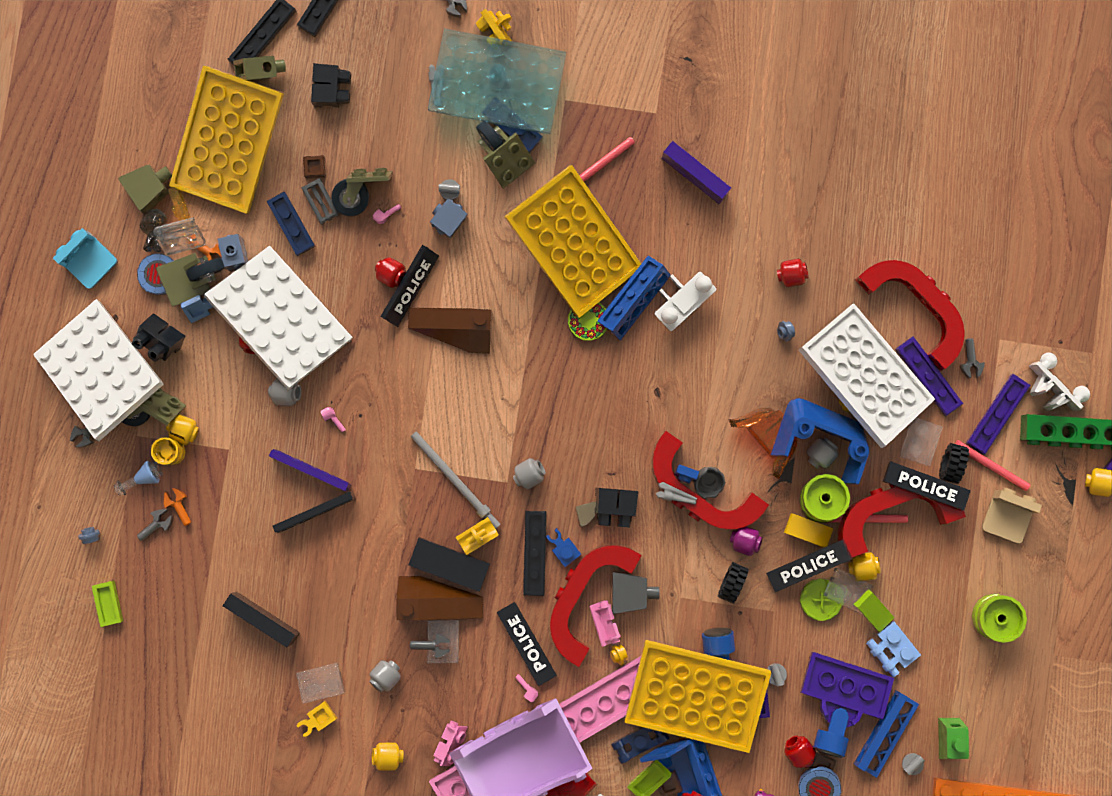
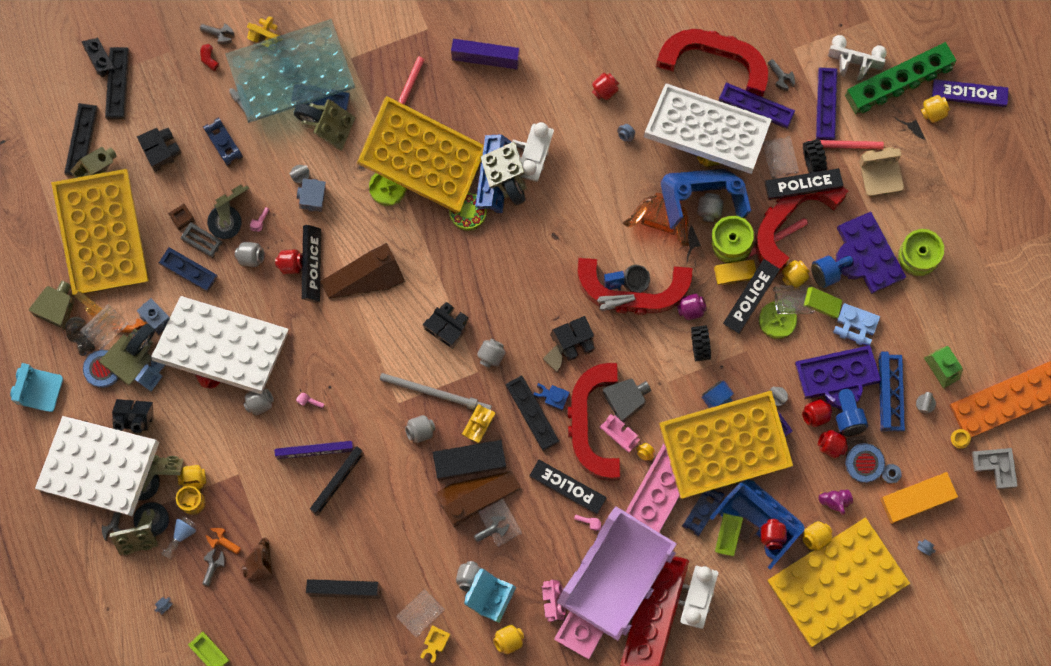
camera: 30 degrees left, 10 degrees down
(119, 448) = (149, 521): none -> olive plate
(197, 550) = (258, 563): none -> reddish brown wedge
(356, 243) = (249, 254): none -> light grey head
(392, 706) = (489, 596): none -> medium azure bracket
(394, 114) = (222, 141): none -> dark blue plate
(419, 508) = (419, 429): none -> light grey head
(426, 18) = (205, 53): none -> red arm
(499, 412) = (444, 326): none -> black hips
(519, 256) = (385, 191): none -> lime tile
(645, 305) = (504, 170): none -> plate
(803, 713) = (817, 413): none -> red head
(941, 586) = (862, 255): none -> dark purple plate

